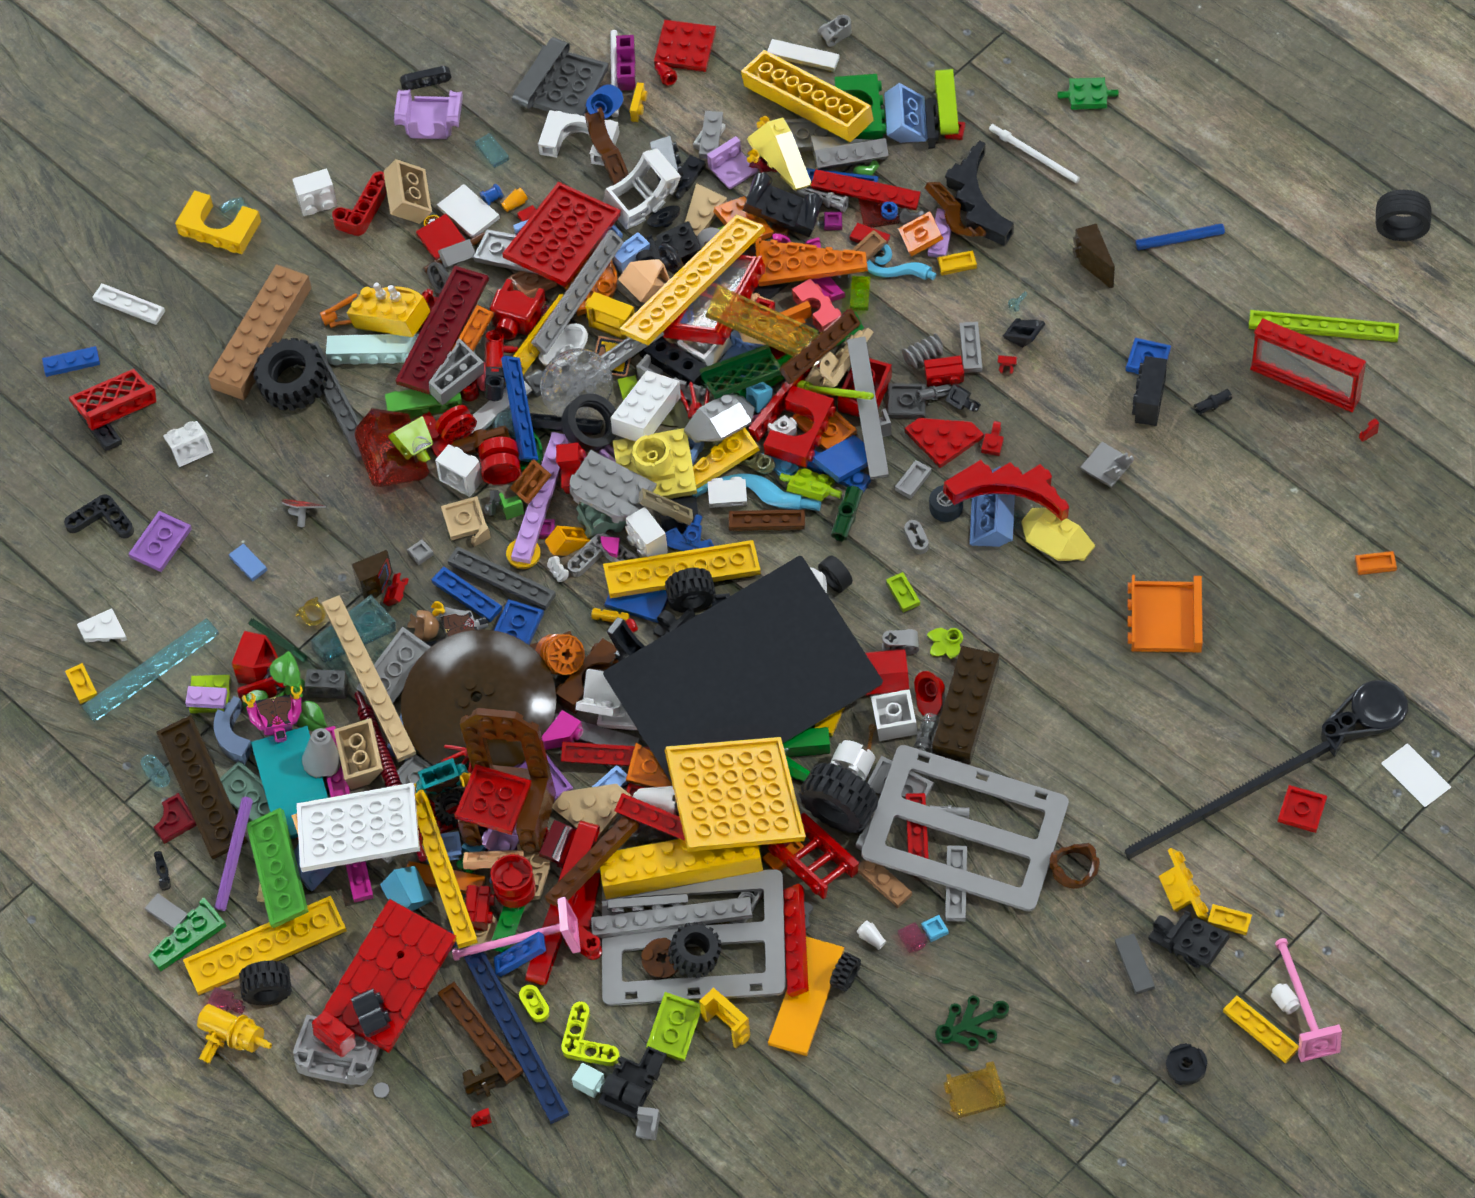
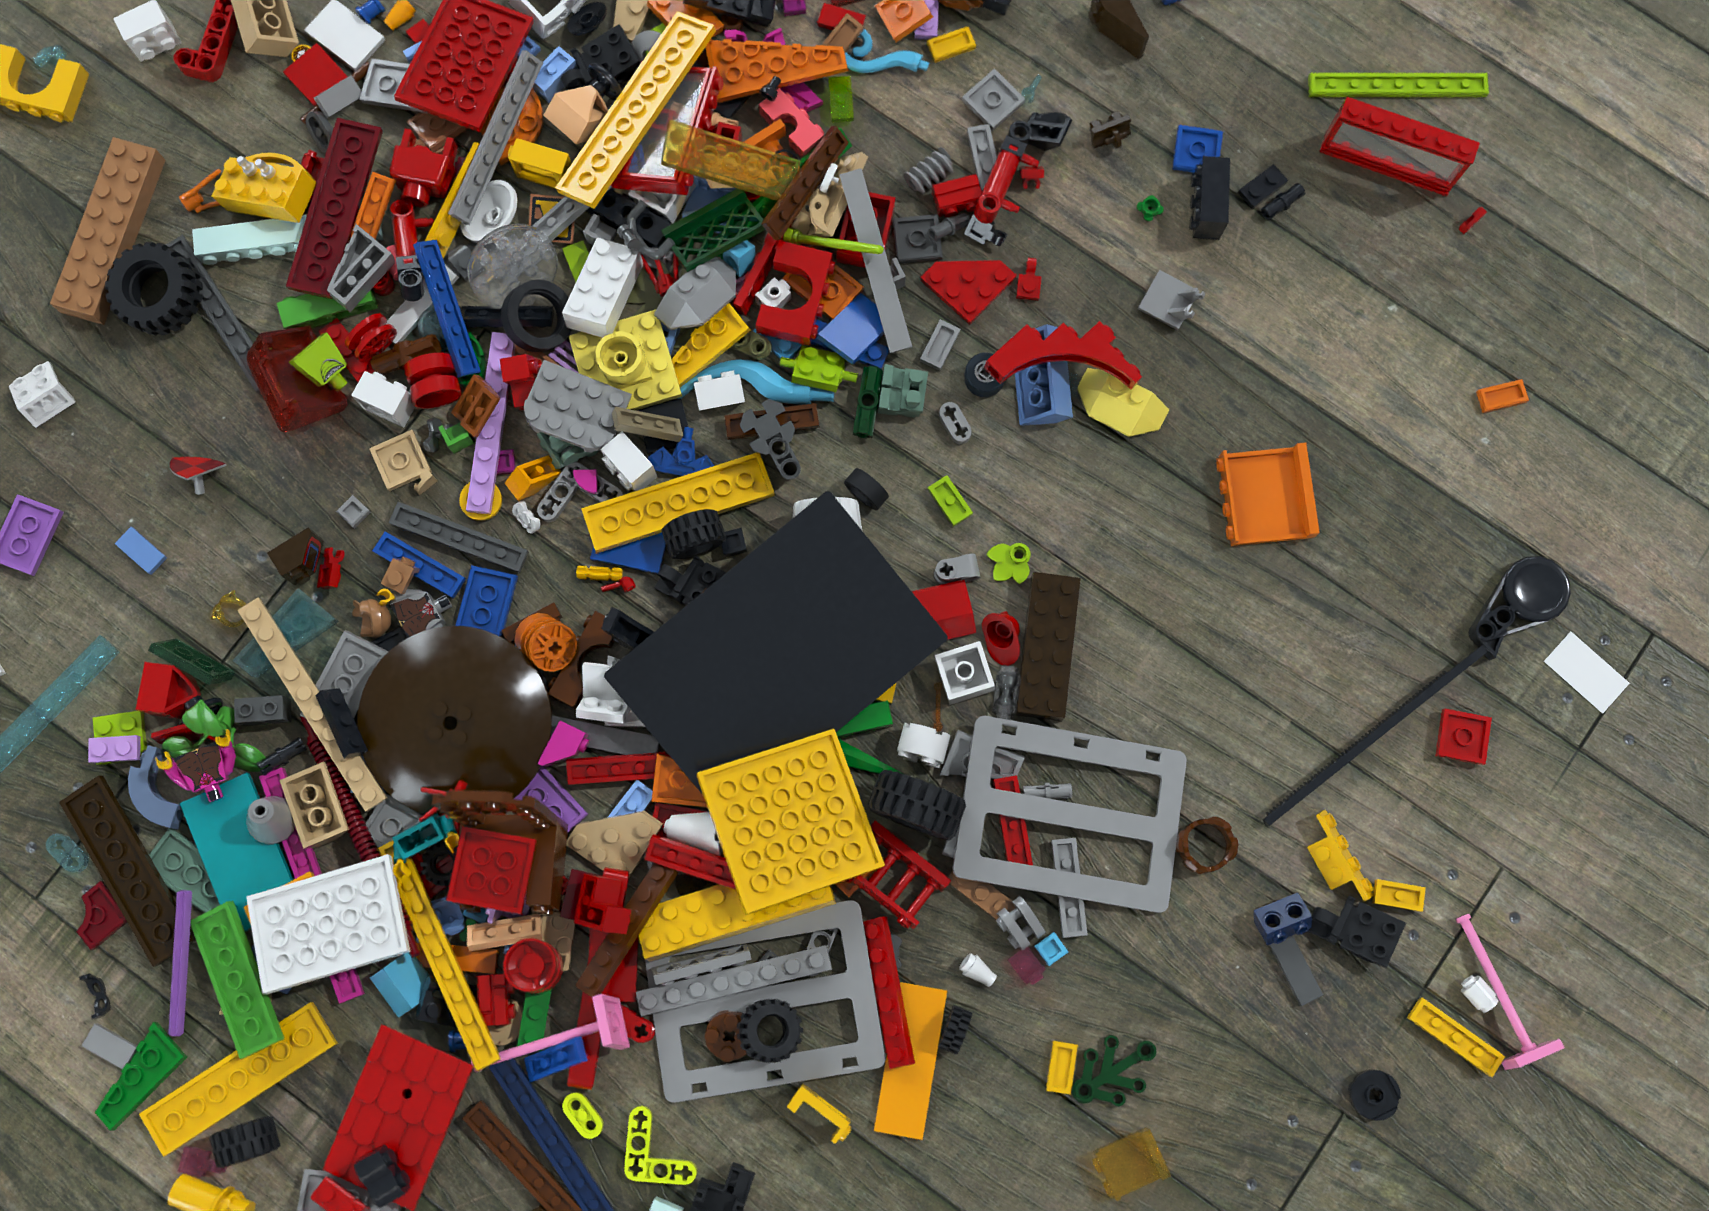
camera: 15 degrees left, 20 degrees up
(336, 718) = (281, 756): none -> black pin
(390, 691) = (341, 723): none -> black plate
(431, 909) = (435, 1009): none -> black plate
(451, 594) = (399, 574): none -> medium nougat bracket
(575, 837) = (598, 905): none -> red brick
(672, 367) = (634, 240): none -> dark grey piece
(674, 1026) = (758, 1127): lime plate -> none
(764, 519) = (770, 432): none -> dark grey connector
(801, 279) = (769, 90): none -> black piece
(839, 343) = (829, 177): none -> white piece
(875, 508) = (909, 383): none -> sand green hips
(900, 898) = (1008, 923): none -> light grey brick
(929, 1016) = (1061, 1067): none -> yellow tile
(984, 305) = (993, 99): none -> light grey plate
(990, 345) = (1003, 172): none -> red piece
(1077, 337) = (1111, 132): none -> dark brown hips
(1101, 391) = (1150, 201): none -> green plate
(1128, 923) = (1279, 914): none -> dark blue brick
(1198, 389) = (1263, 186): none -> black plate

